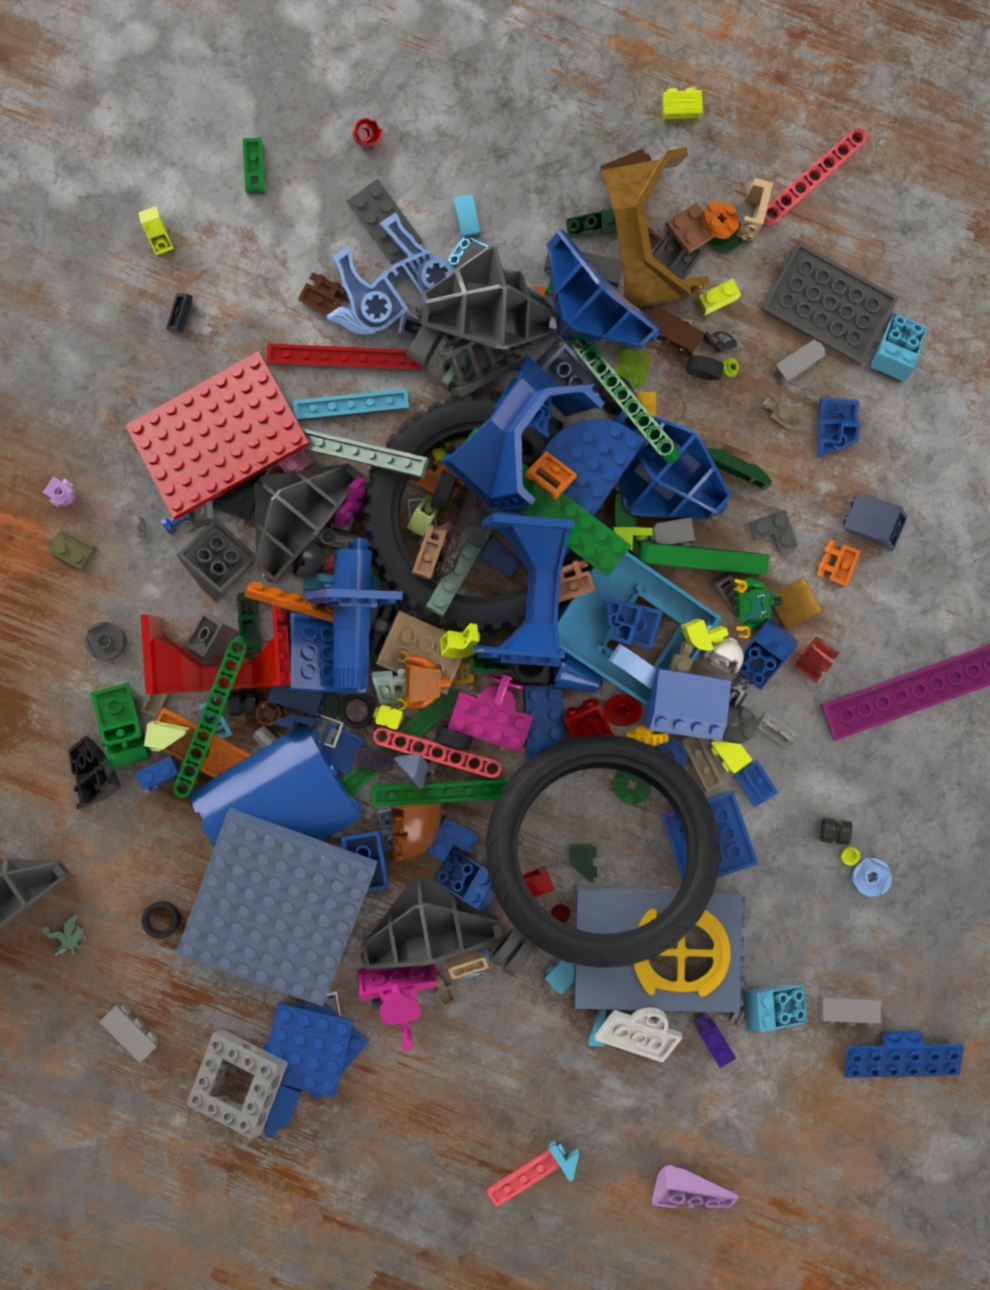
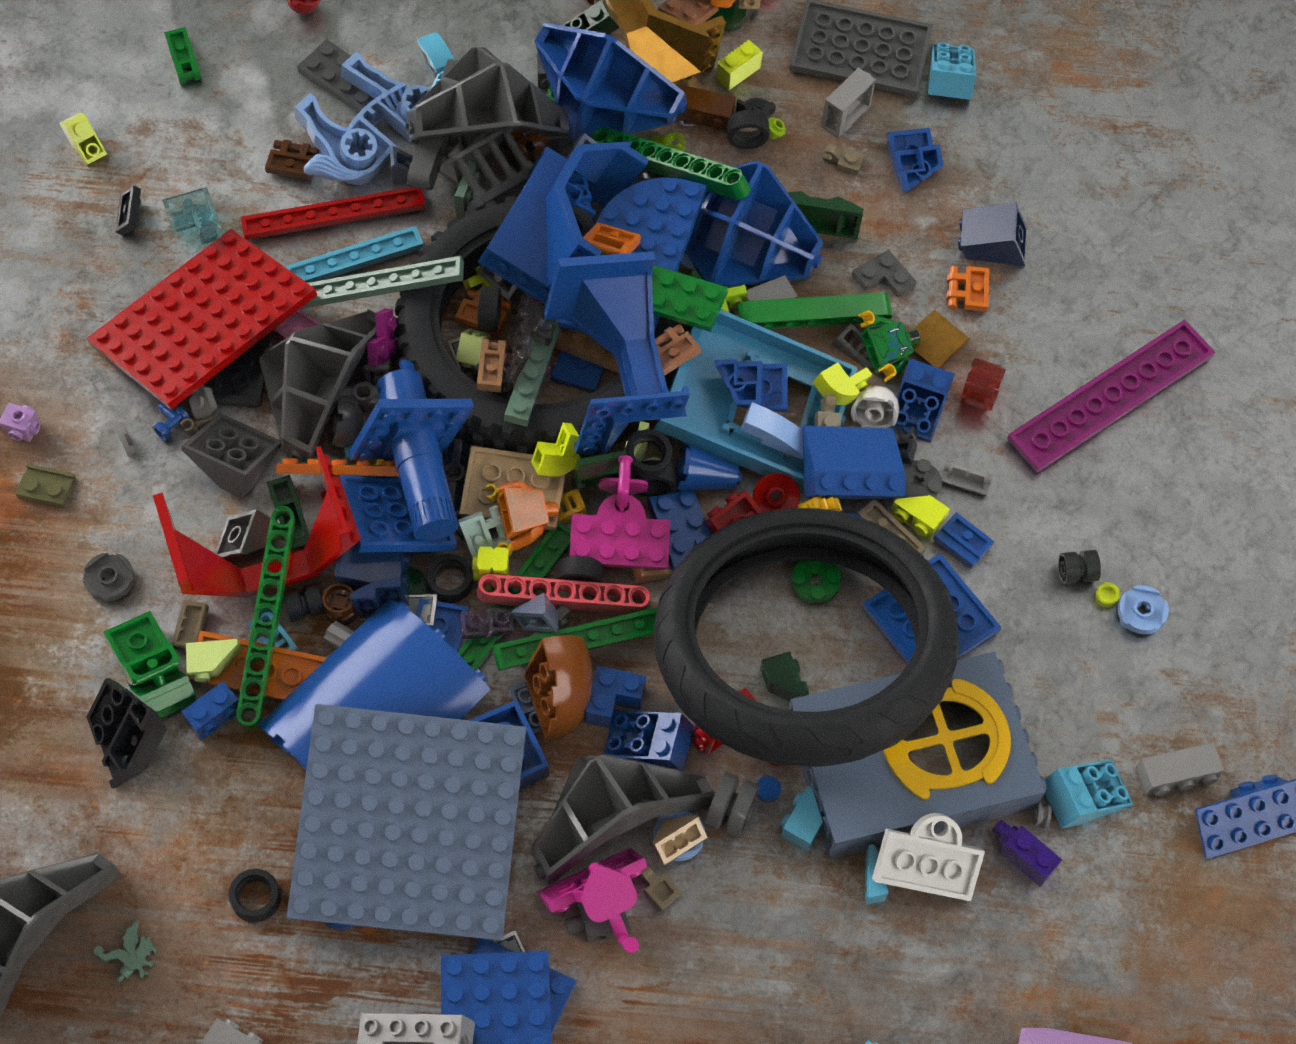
camera: 20 degrees left, 25 degrees down
(233, 329) = (196, 211): none -> clear light blue brick

